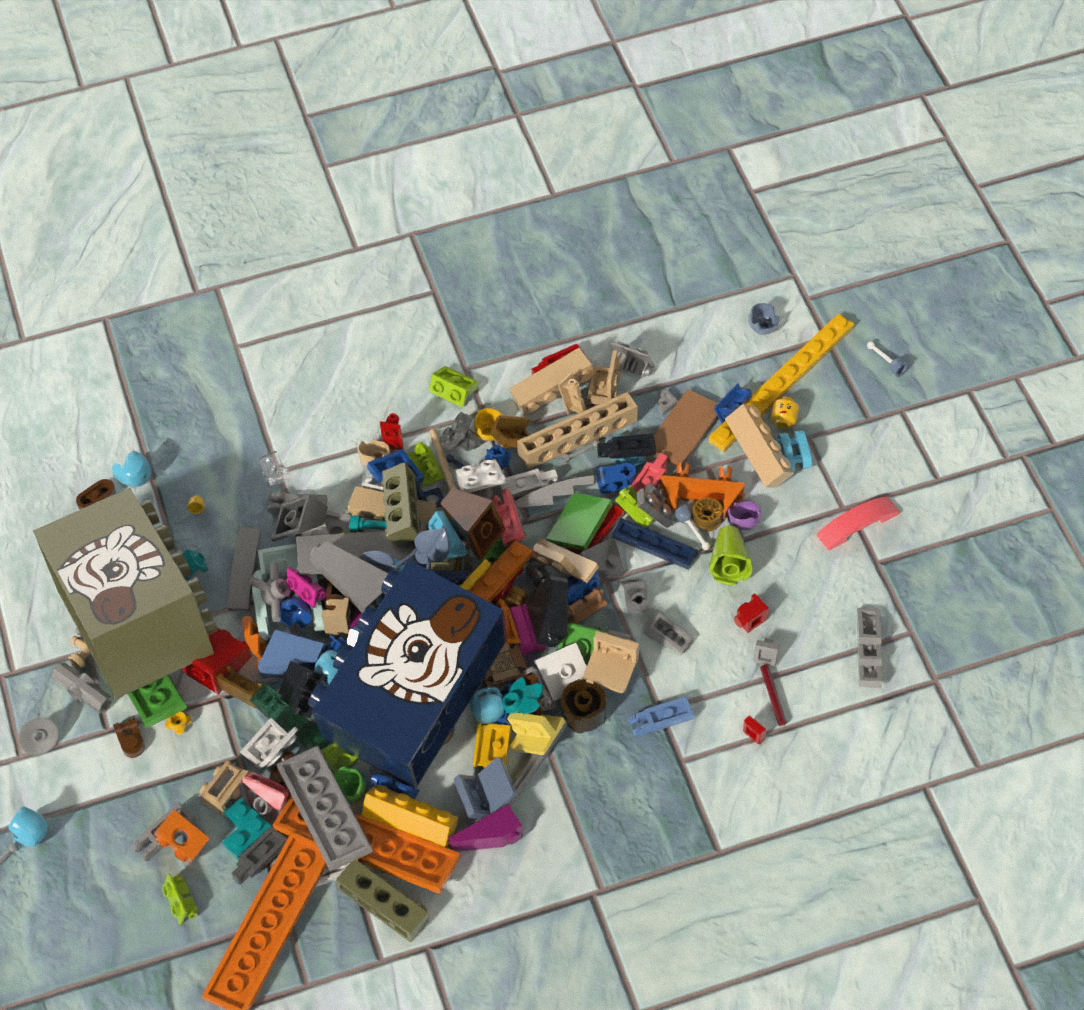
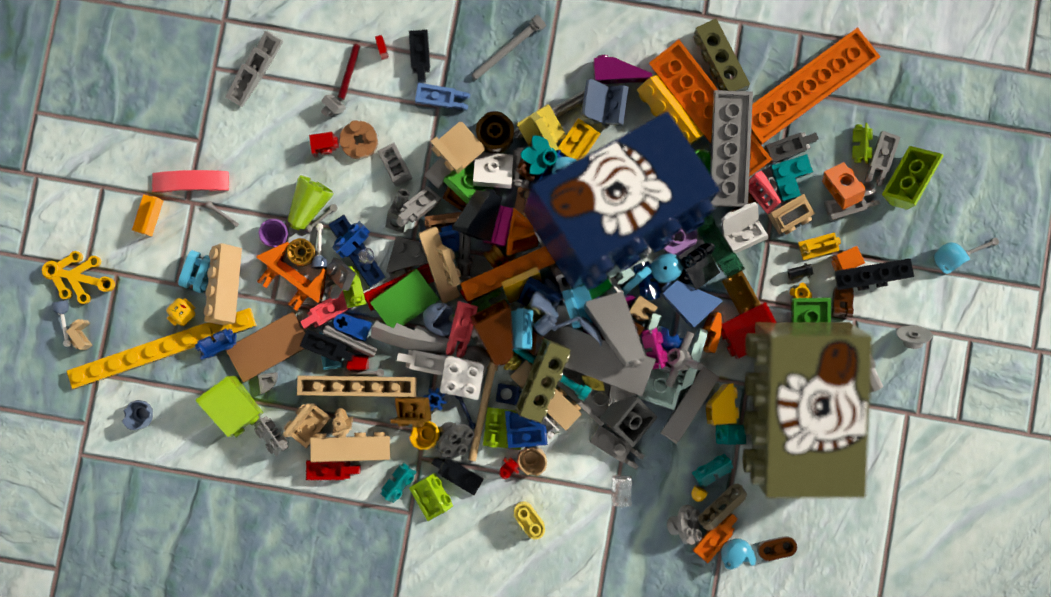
camera: 155 degrees left, 30 degrees up
(108, 765) = (873, 274): none -> black bracket
(108, 879) = (911, 177): none -> lime slope
(142, 773) = (848, 259): none -> orange brick
(150, 897) = (882, 156): none -> light grey hinge
(161, 476) = (715, 539): none -> orange hinge
(174, 497) = (730, 494): none -> dark tan beam
(180, 775) = (819, 246): none -> yellow hinge
(188, 740) = (799, 272): none -> black pin
(194, 528) = (705, 473): none -> teal hinge
(195, 469) = (686, 525): none -> light grey plate
(211, 573) = (721, 406): none -> yellow slope
(349, 407) = (529, 520): none -> light yellow brick
(436, 414) = (458, 475): none -> black hinge
(491, 374) = (393, 490): none -> teal hinge
(535, 519) = (437, 318): none -> sand blue helmet
(588, 452) = (359, 362): none -> red slope
(591, 467) = (349, 341): none -> light grey axle
(607, 836) = (535, 25): none -> light grey piece
(617, 602) = (418, 206): none -> light grey hinge
(641, 536) = (366, 256): none -> clear hinge
(668, 537) = (356, 232): none -> blue hinge
(685, 363) = (230, 406): none -> lime slope
(704, 568) = (333, 208): none -> light grey hinge
(711, 745) = (419, 53): none -> black hinge
(725, 628) = (361, 150): none -> medium nougat plate
(790, 509) = (209, 205): none -> light grey hinge
(862, 351) = (77, 337): none -> tan bracket
(876, 474) = (147, 215): none -> light orange panel
(902, 395) = (75, 276): none -> yellow plant

